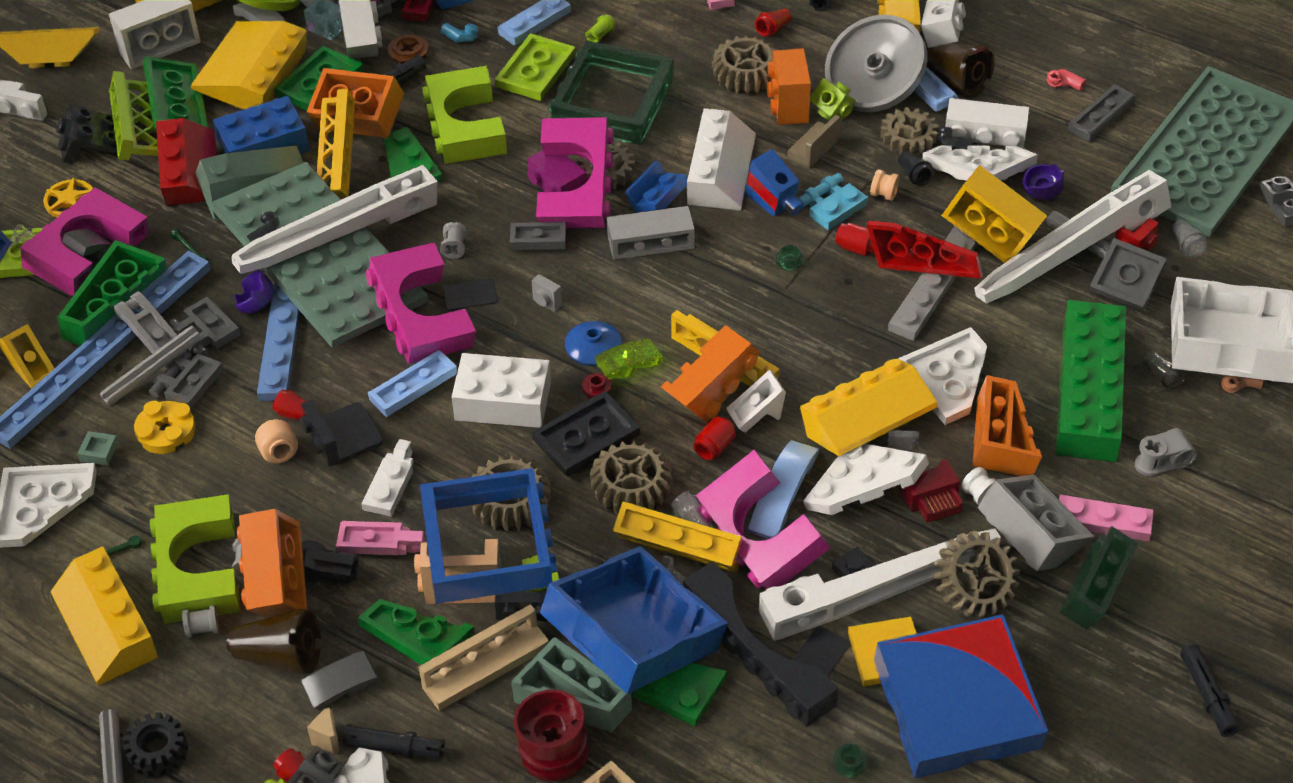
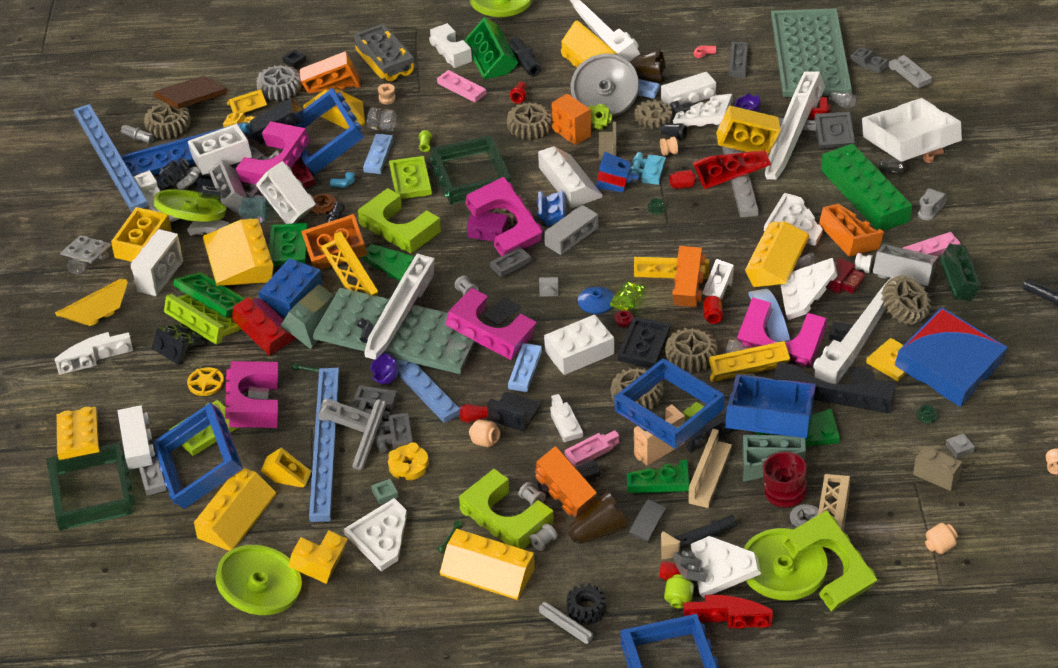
camera: 35 degrees left, 5 degrees down
(113, 280) = (299, 407): green wedge -> none

